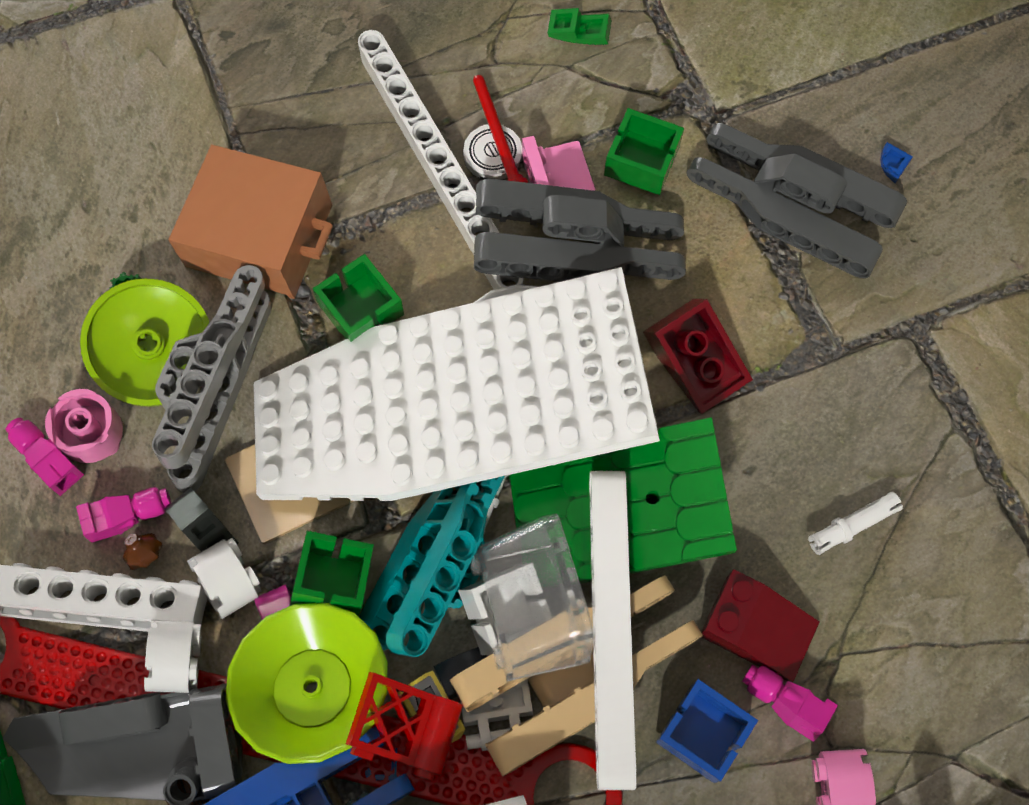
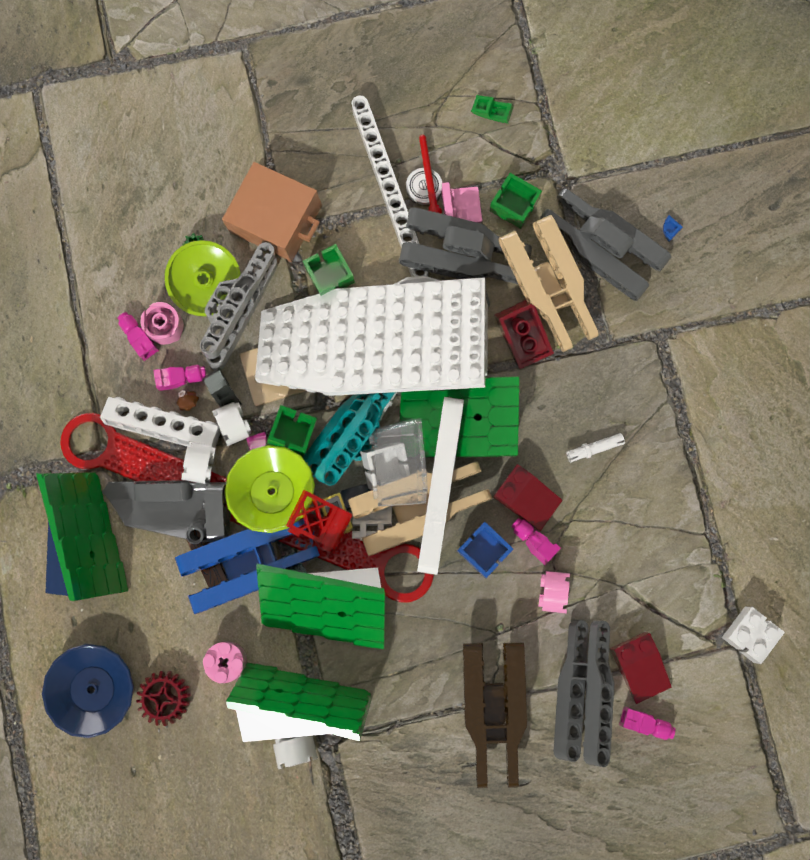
camera: 15 degrees right, 10 degrees up
(711, 271) = (541, 284): none -> tan beam

